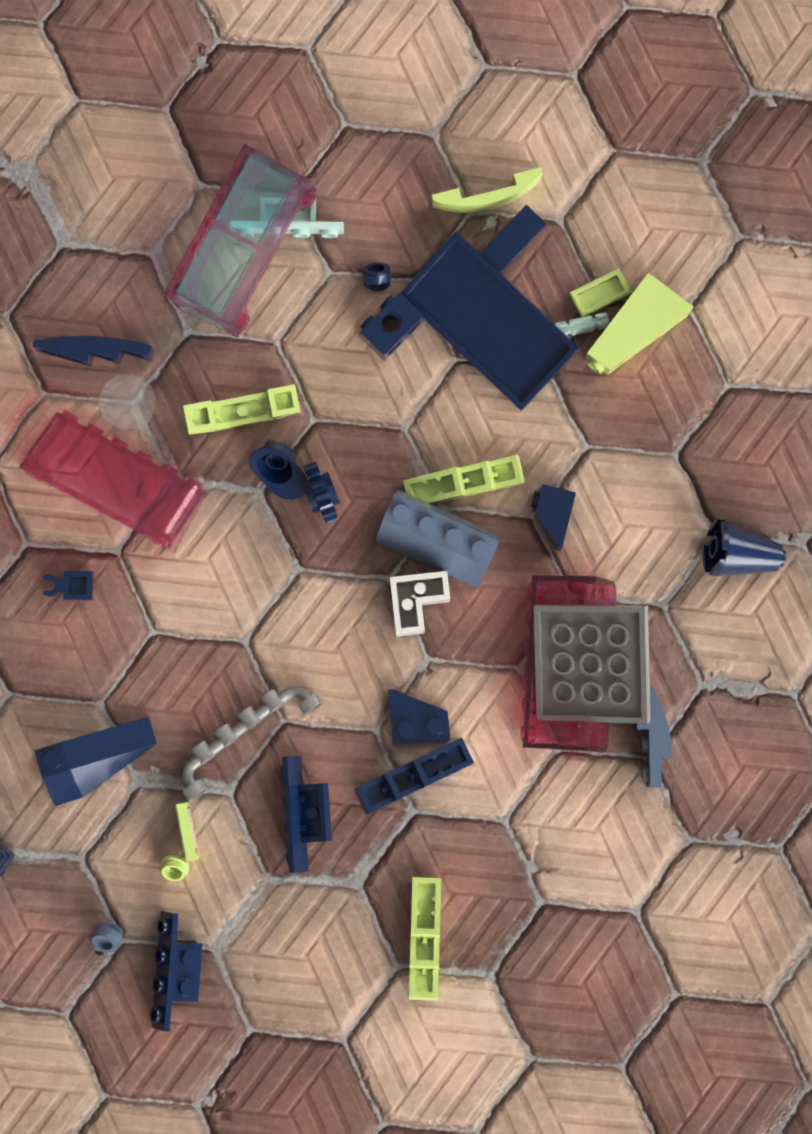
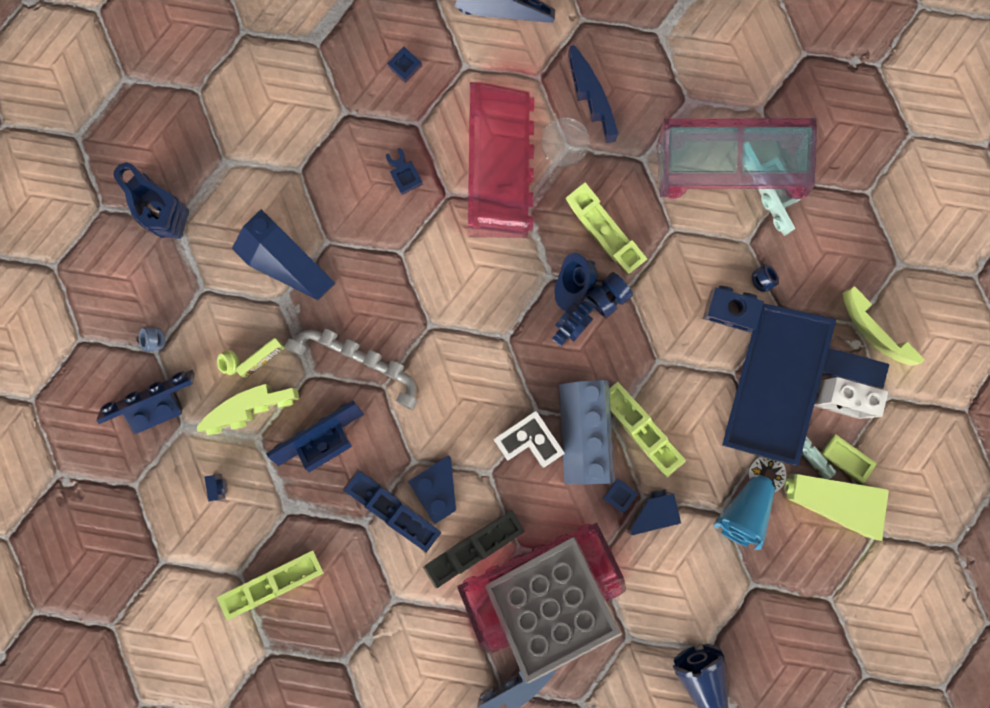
camera: 65 degrees right, 0 degrees up
(228, 882) = (239, 408): none -> yellowish green slope
(297, 942) = (215, 487): none -> dark blue plate
(309, 432) = (615, 288): none -> dark blue wheel
(495, 713) = (473, 549): none -> pearl dark grey slope
(518, 538) = (620, 496): none -> dark blue plate
(543, 256) = (854, 398): none -> white window
(574, 381) = (771, 469): none -> piece
(601, 421) = (748, 513): none -> dark azure cone

